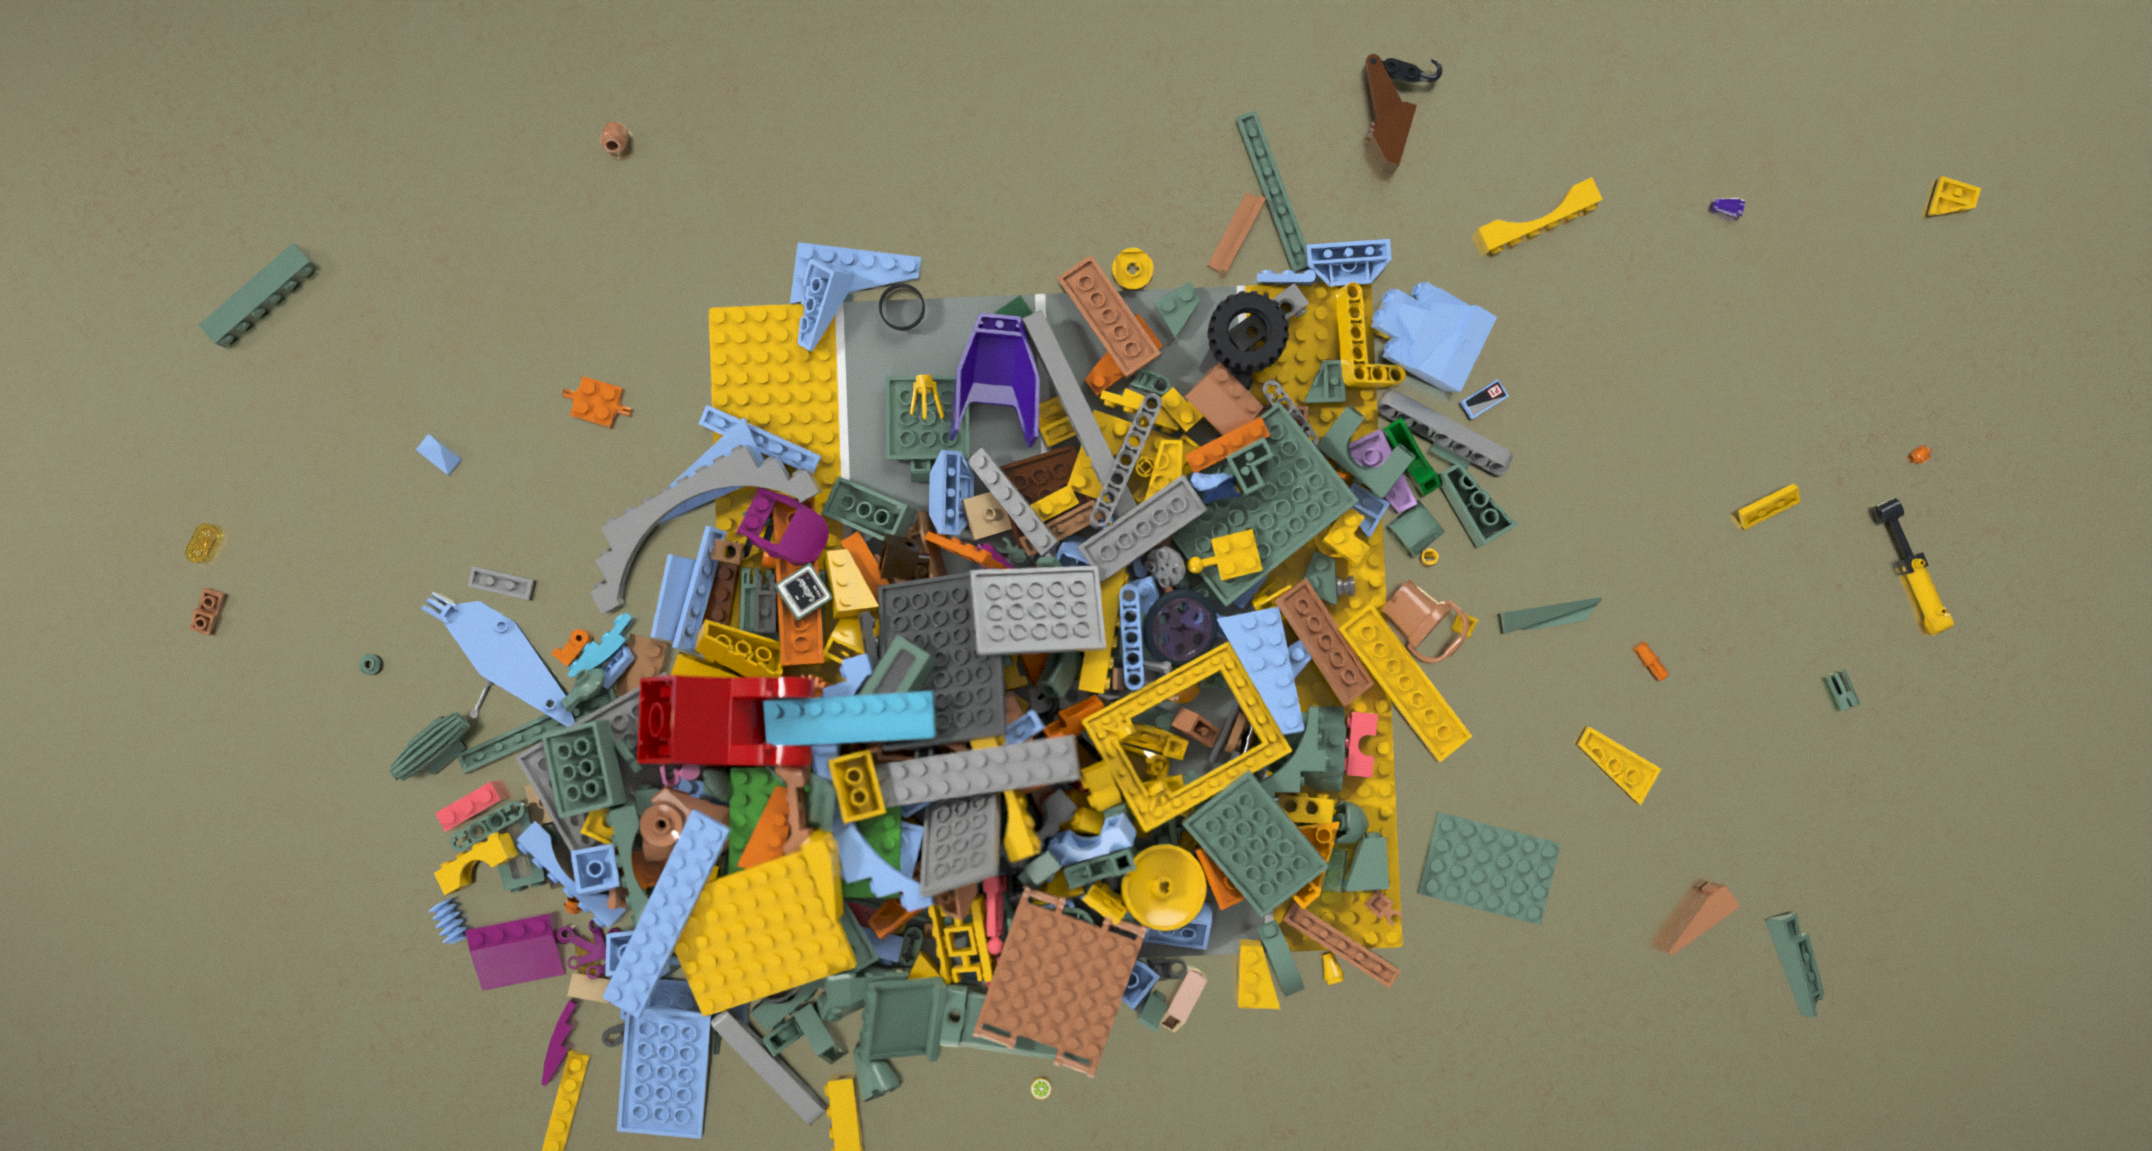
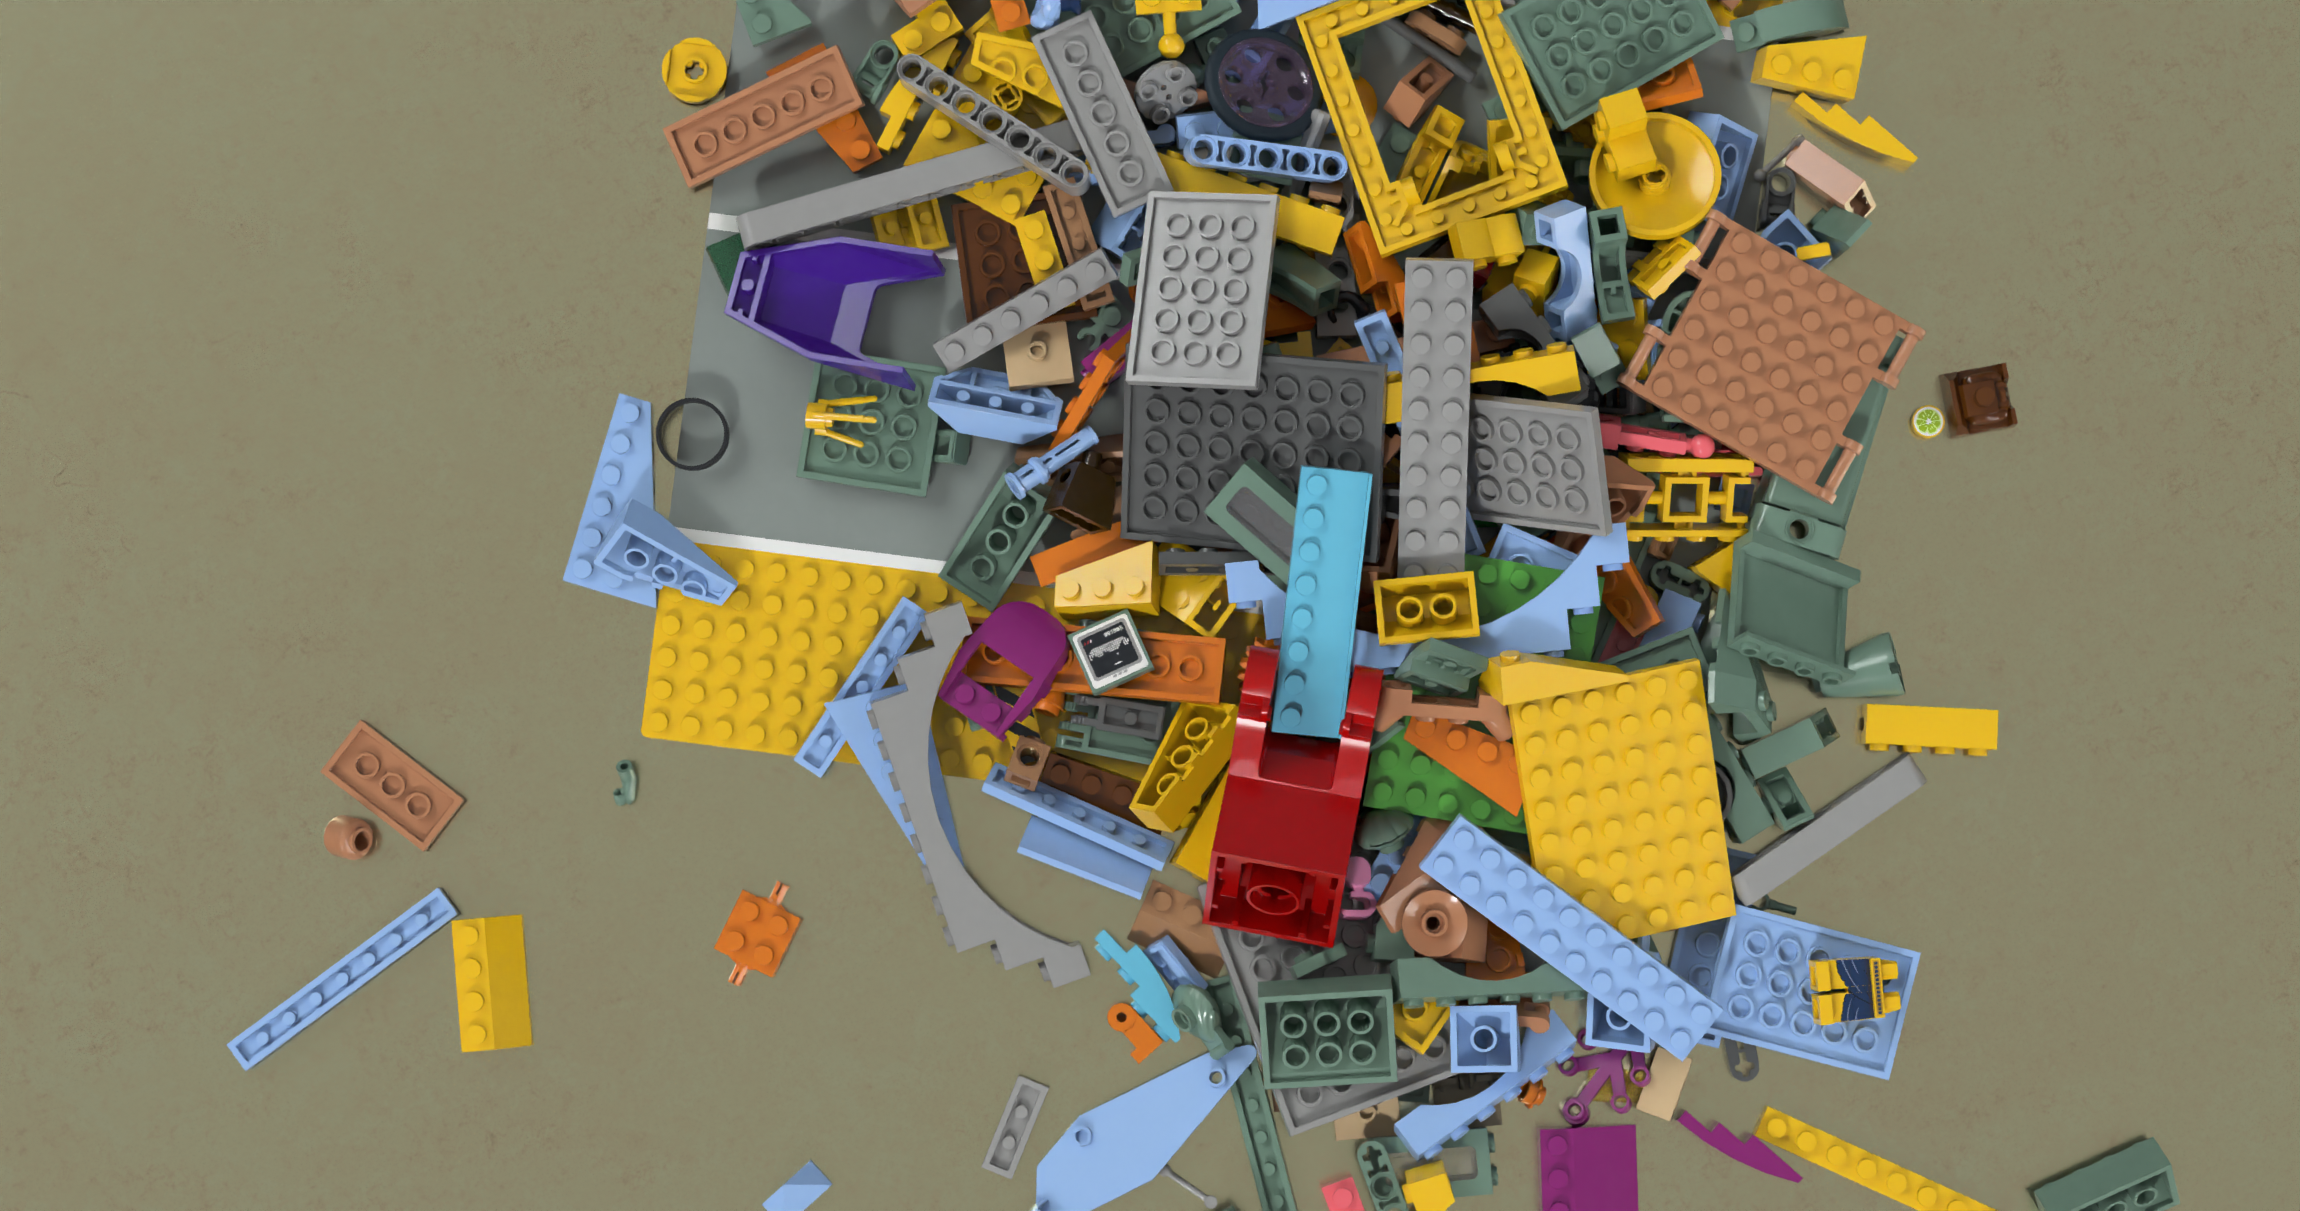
camera: 80 degrees left, 0 degrees up
(527, 149) = (342, 979): none -> light blue plate
(538, 241) = (491, 983): none -> yellow slope
(652, 159) = (392, 785): none -> nougat plate
(668, 1098) = (1862, 985): none -> hips
(681, 304) = (629, 783): none -> sand green arm
(911, 527) = (1039, 469): none -> light blue pin
(1060, 1118) = (1977, 400): none -> reddish brown brick
(1133, 997) = (1814, 251): none -> yellow tile
(1180, 955) = (1760, 174): none -> light grey hinge
(1188, 862) = (1622, 130): none -> yellow brick
(1217, 1018) = (1866, 137): none -> yellow slope

